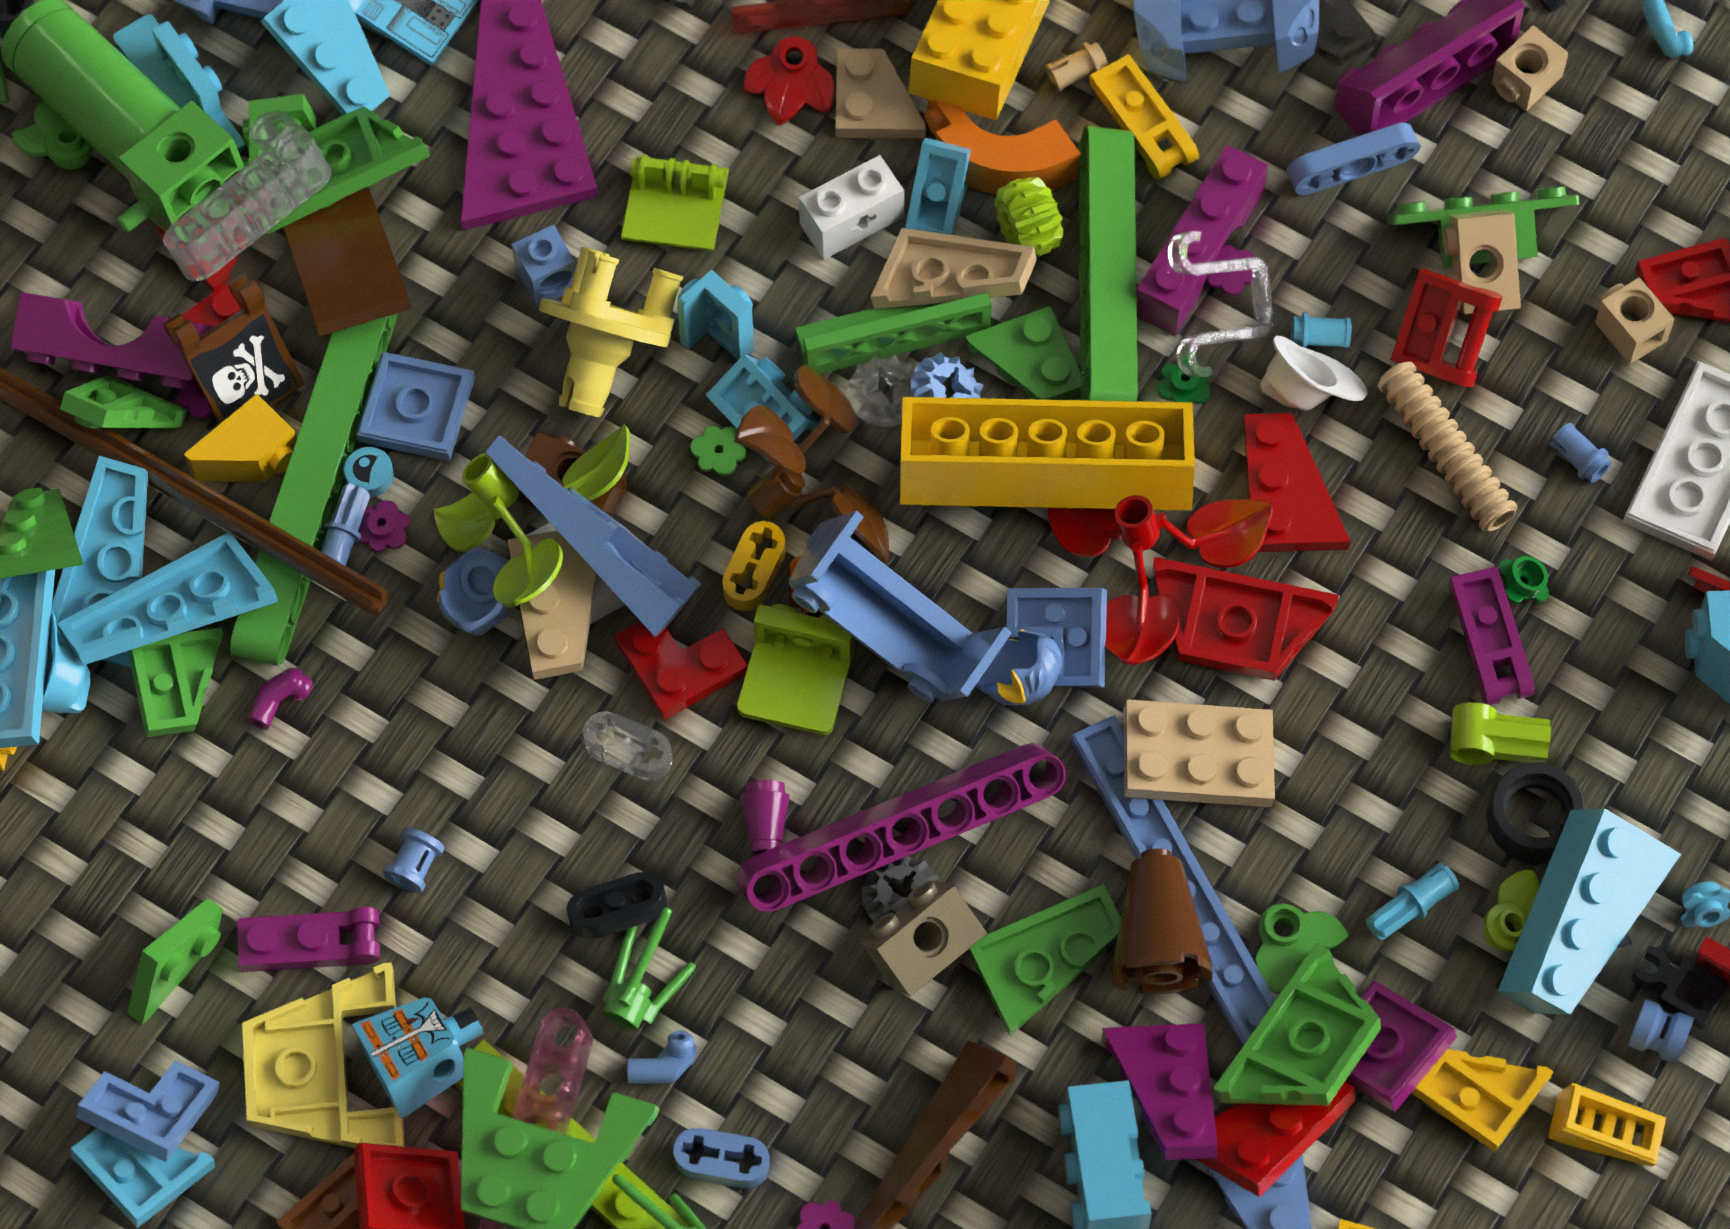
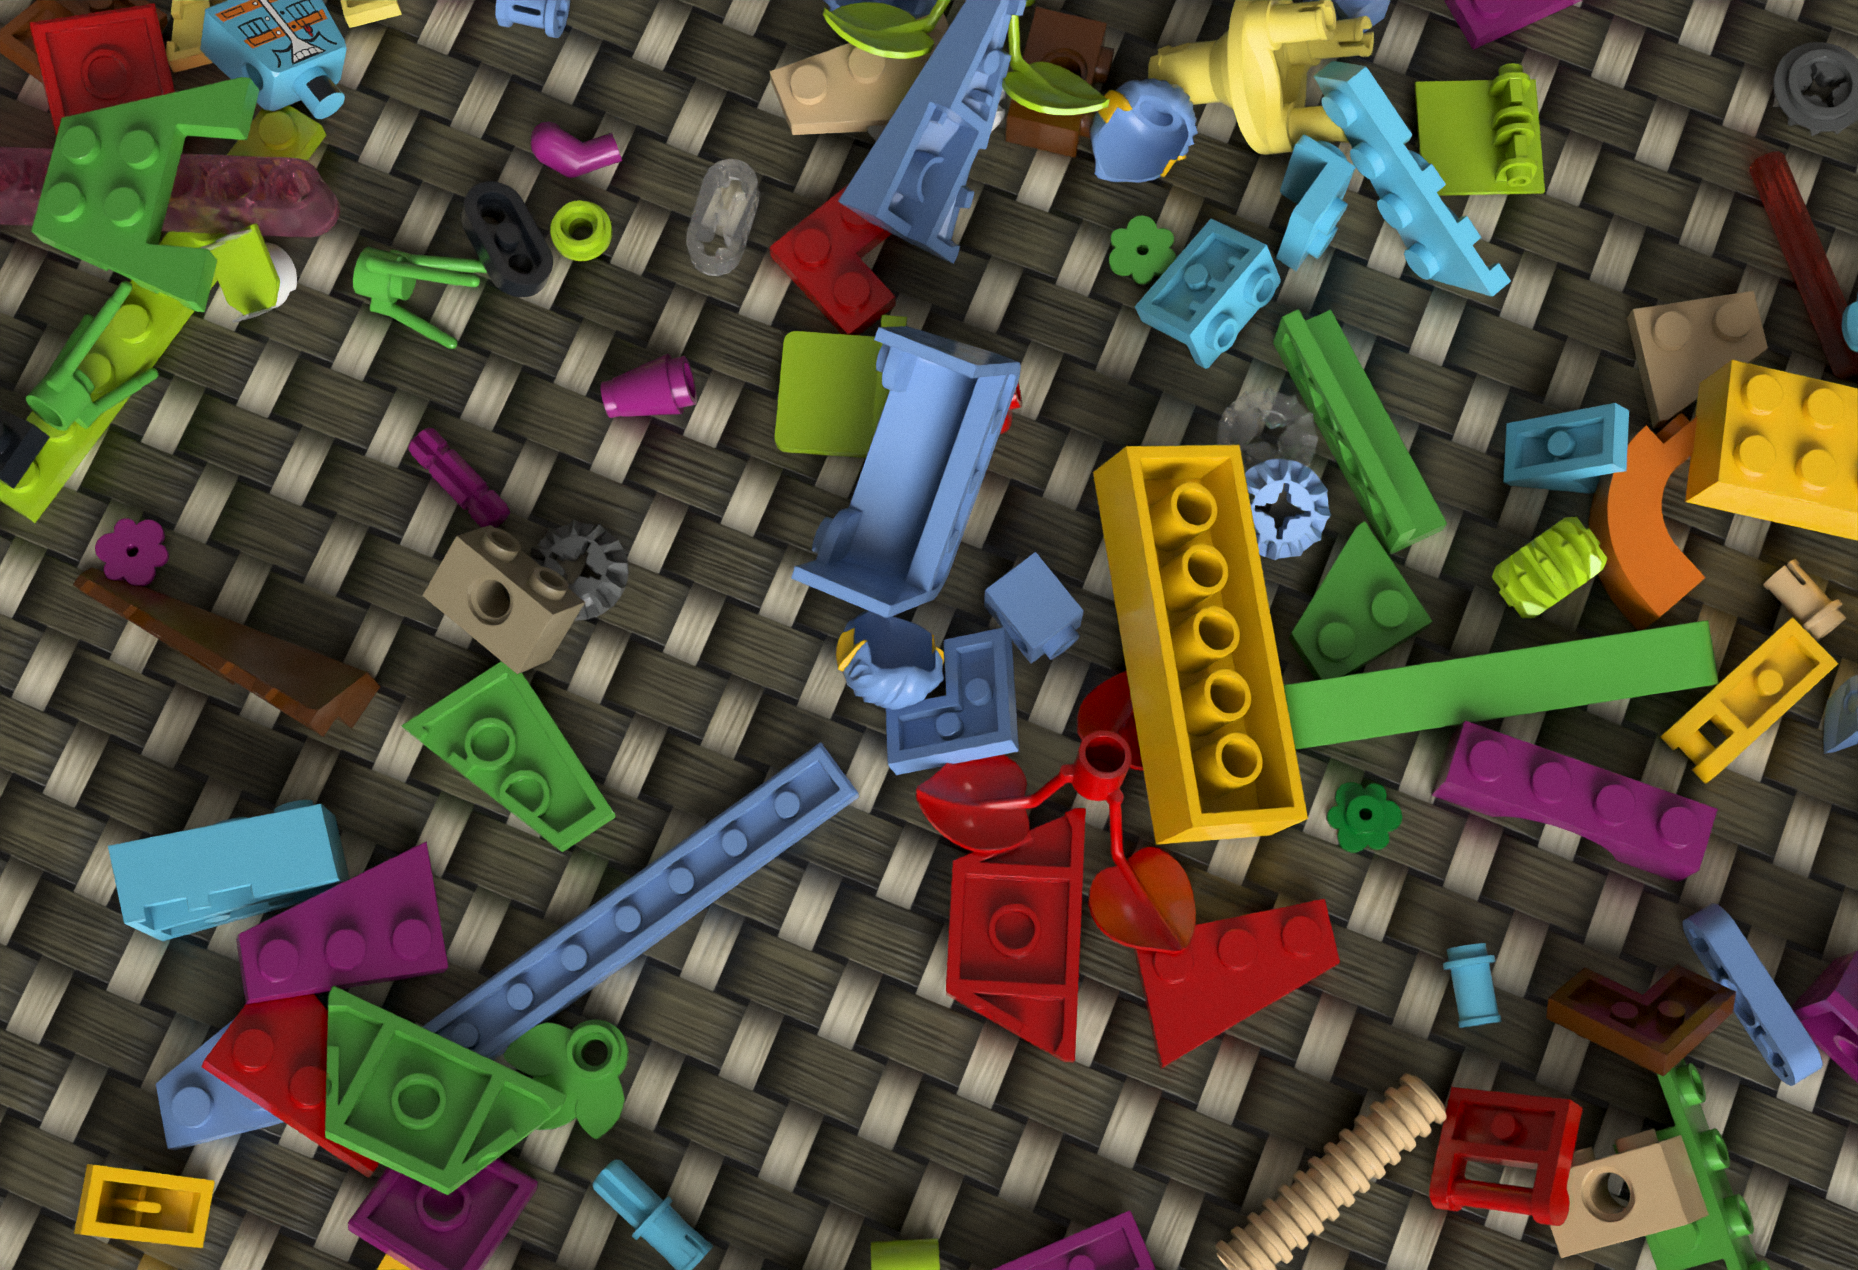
camera: 80 degrees right, 10 degrees up
(547, 854) = (568, 154): none -> magenta arm
(596, 1092) = (252, 272): none -> lime piece
(612, 840) = (580, 214): none -> lime plate
(629, 405) = (1142, 131): none -> medium blue hair
(667, 1065) = (315, 335): medium blue arm -> none
(724, 1146) = (194, 417): medium blue beam -> none
(731, 243) = (1407, 185): none -> medium azure wing
(763, 570) = (992, 306): yellow beam -> none
(771, 437) = (1102, 274): reddish brown plant -> none
(788, 85) = (1685, 247): red plate -> none
(810, 971) = (458, 478): none -> magenta axle
(851, 207) = (1517, 347): white brick -> none
(877, 824) = (654, 552): magenta beam -> none
(948, 268) = (1451, 481): tan wing -> none
(994, 566) = (1035, 609): none -> medium blue brick
(1160, 929) = (551, 887): reddish brown cone -> none
(1198, 753) = (818, 907): tan plate -> none
(1233, 282) = (1559, 846): magenta plant -> none
(1260, 293) = (1499, 897): clear piece -> none
(1307, 378) = (1398, 978): white piece -> none
(1371, 222) = (1646, 1028): none -> reddish brown plate

